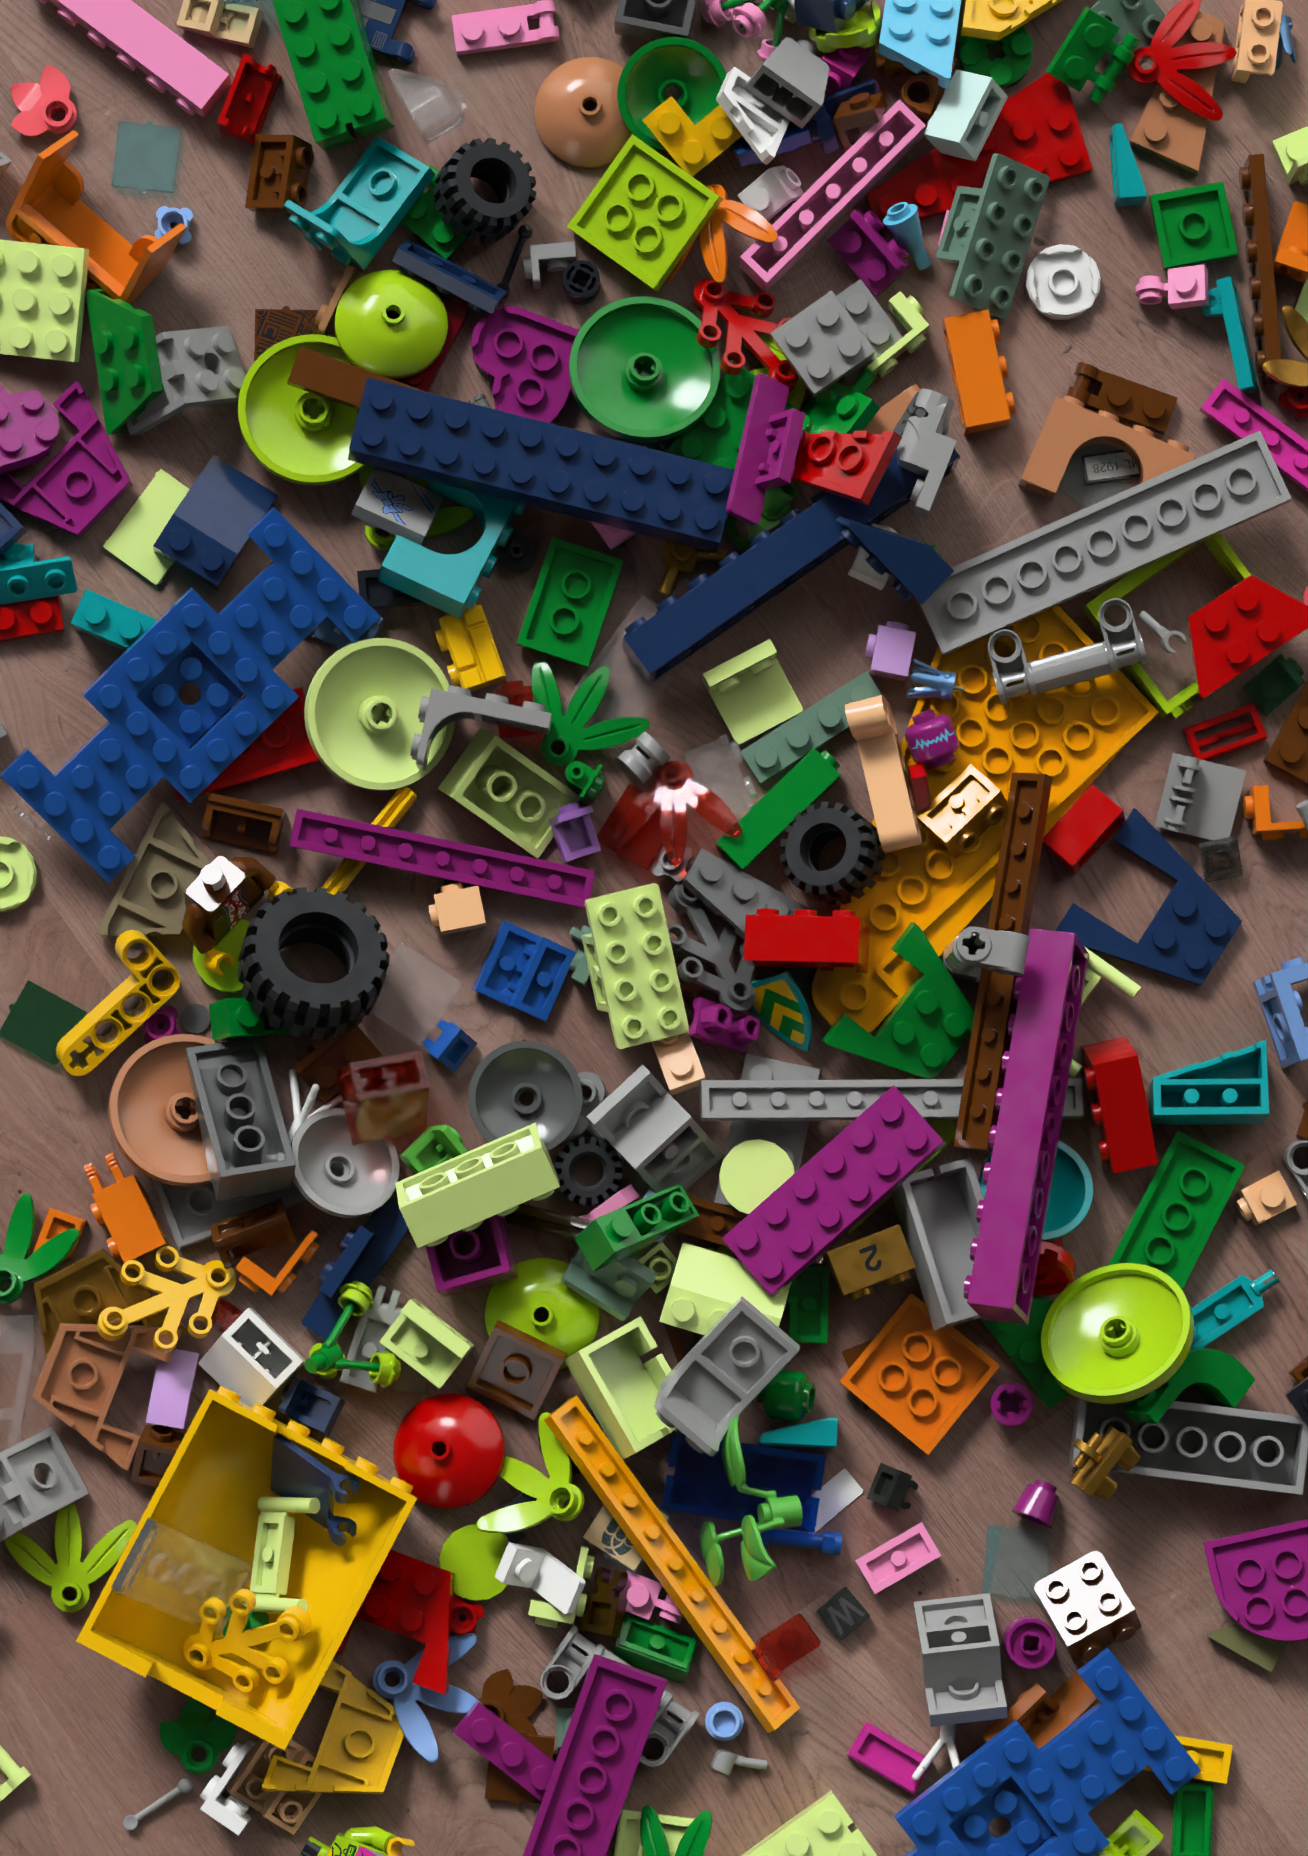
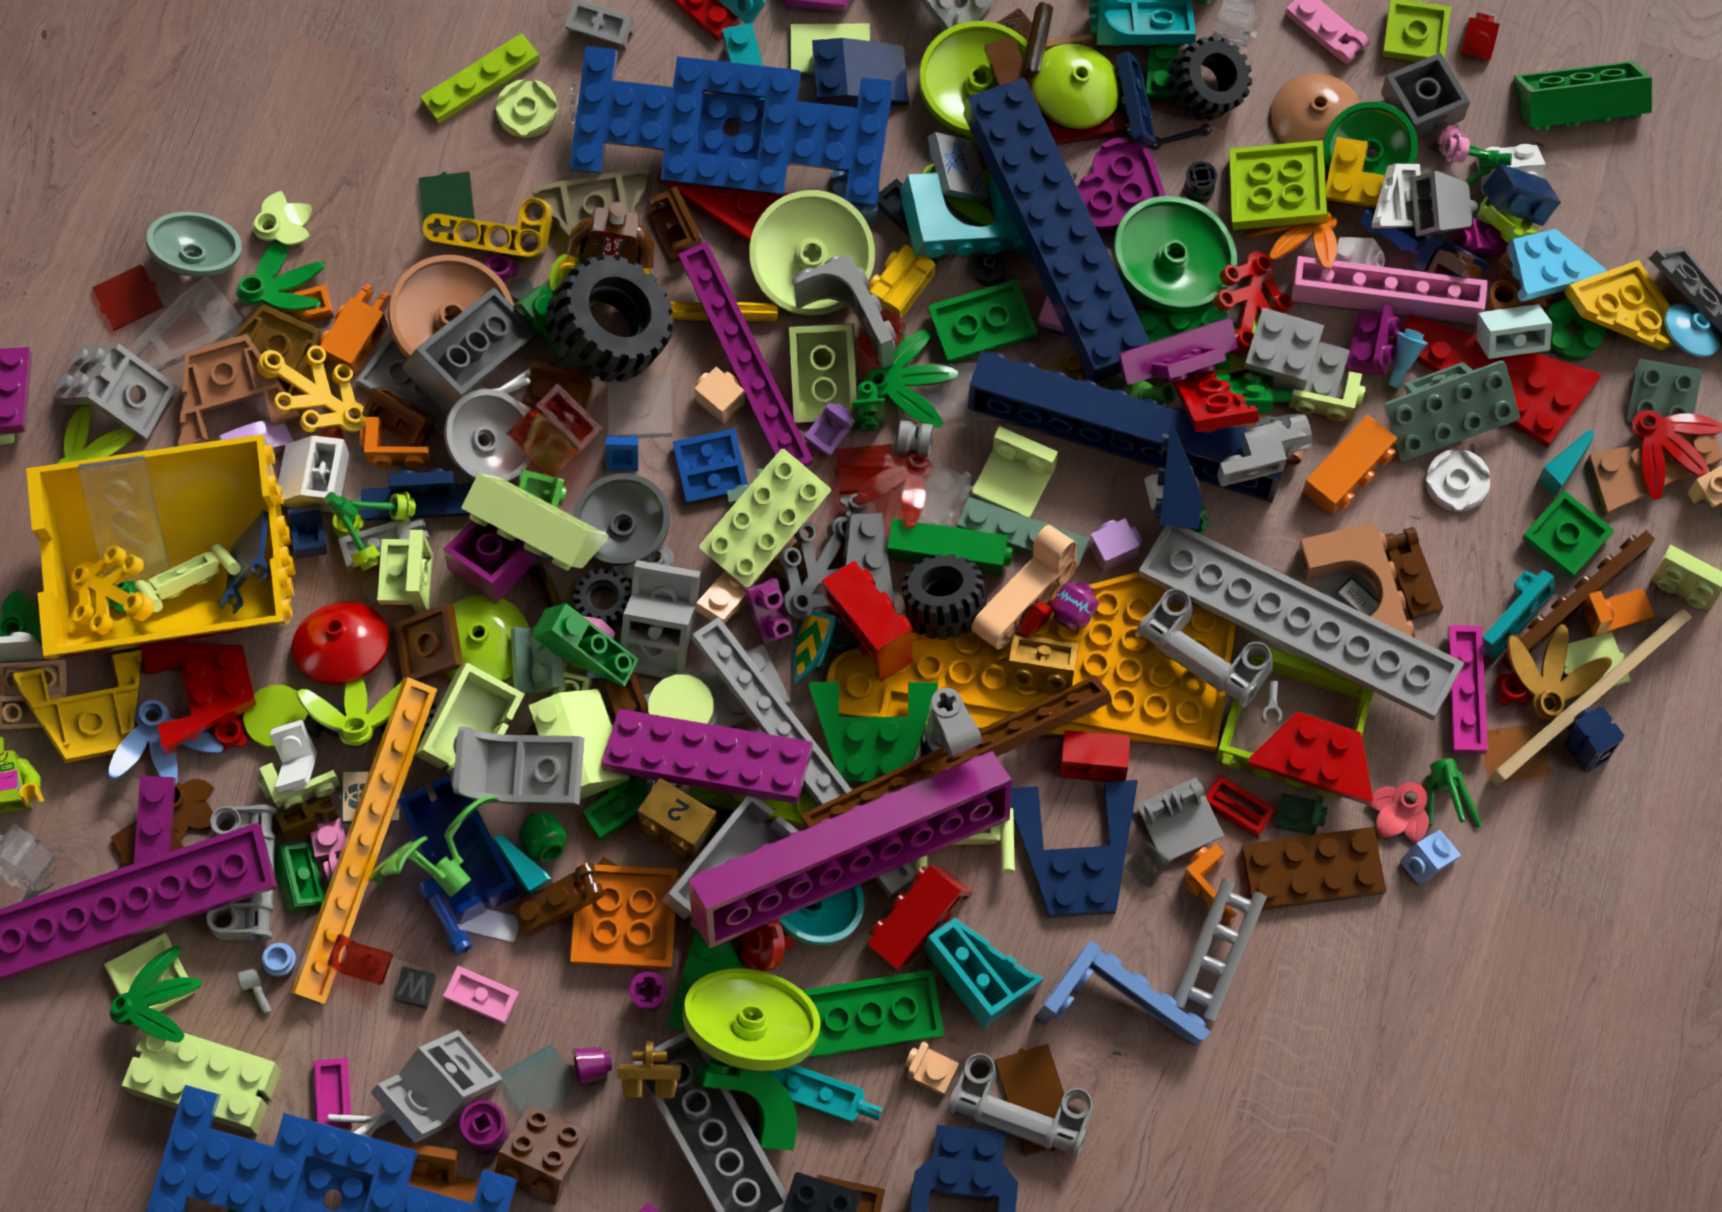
camera: 55 degrees right, 15 degrees down
(320, 325) = (1037, 40): none -> dark brown axle
(553, 256) = (1198, 148): light grey bracket -> none
(861, 1426) = (558, 900): none -> reddish brown plate
(890, 1487) = (527, 953): pearl dark grey tile -> none
(940, 683) = (1119, 586): flat silver piece -> none
(1083, 50) = (1624, 375): green plate -> none
(1184, 288) = (1521, 557): bright pink plate -> none

